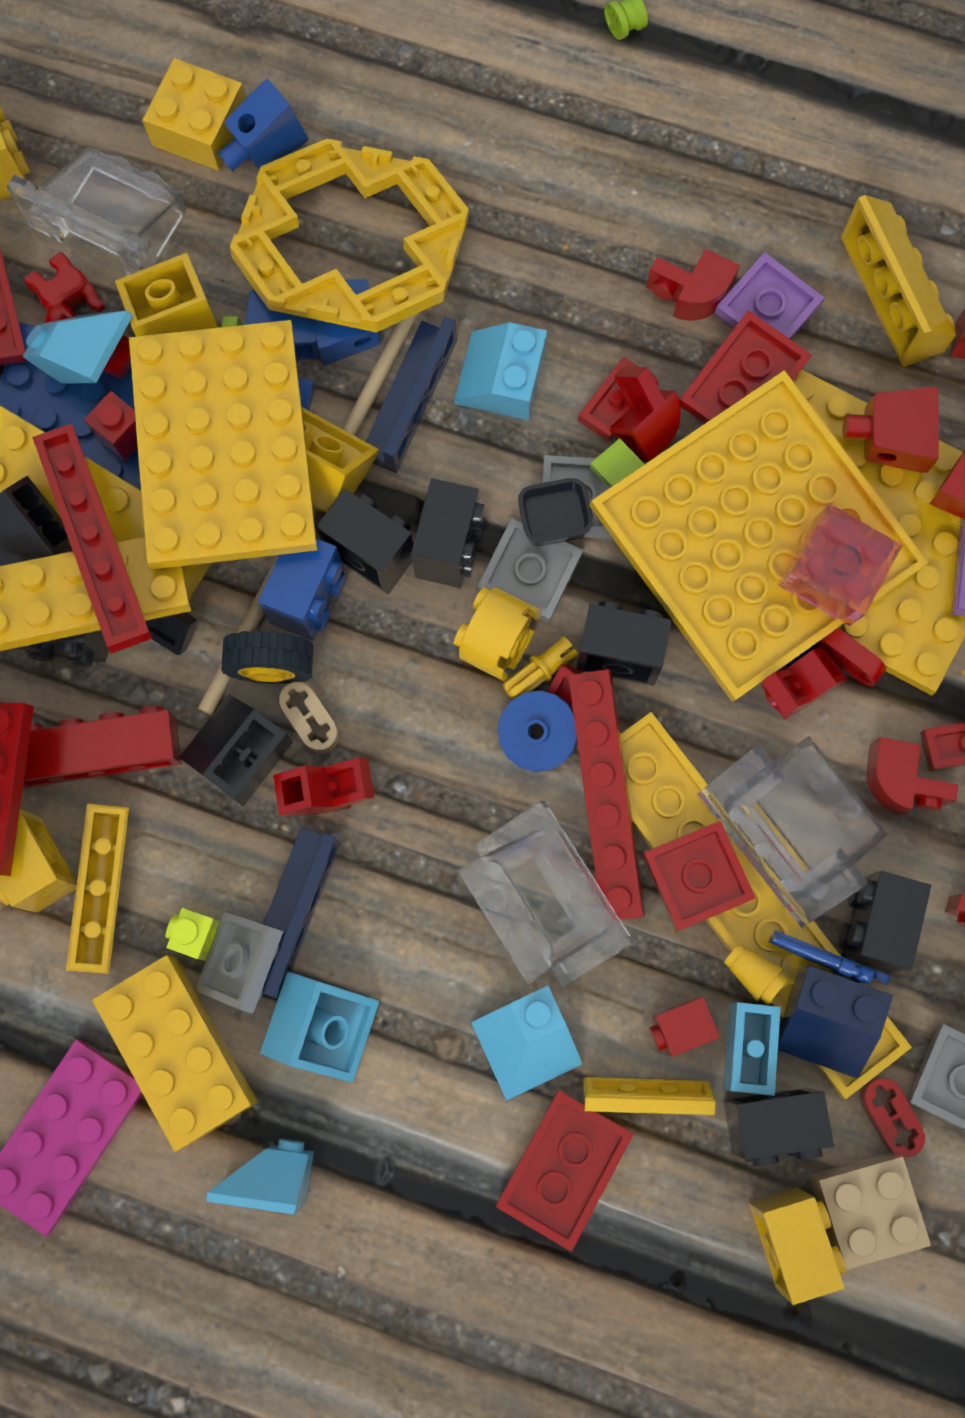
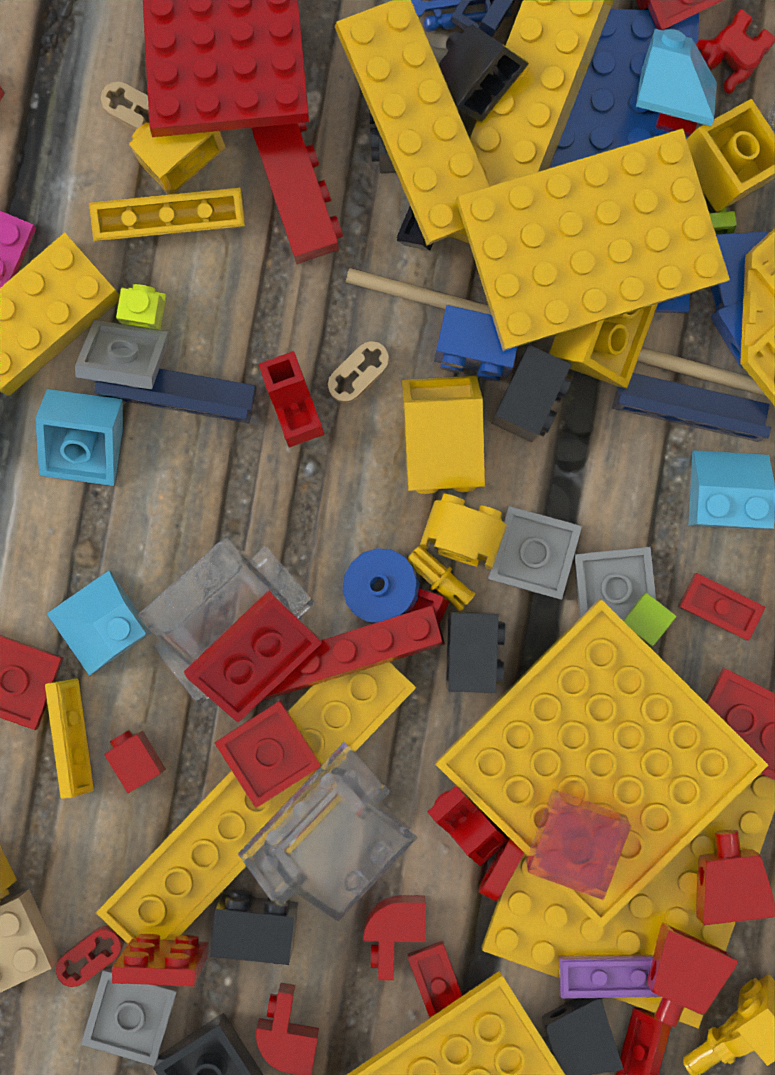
camera: 75 degrees right, 10 degrees up
(92, 539) = (474, 138): red plate -> none
(114, 425) = (602, 131): red brick -> none
(236, 749) = (314, 310): black slope -> none
(267, 657) = (402, 323): black wheel -> none
(390, 638) = (443, 434): none -> yellow slope
(446, 533) = (552, 468): black brick -> none
(555, 511) = (590, 567): black piece -> none
(592, 869) = (252, 656): none -> red plate
(652, 413) = (705, 644): red brick -> none
(752, 1048) = (124, 823): medium azure brick -> none
(757, 974) = (188, 819): yellow cone -> none
(780, 1124) = (61, 856): black brick -> none
(833, 1021) = (159, 891): dark blue slope -> none
(838, 965) = (209, 890): blue piece -> none
(913, 1023) = (161, 961): none -> red plate

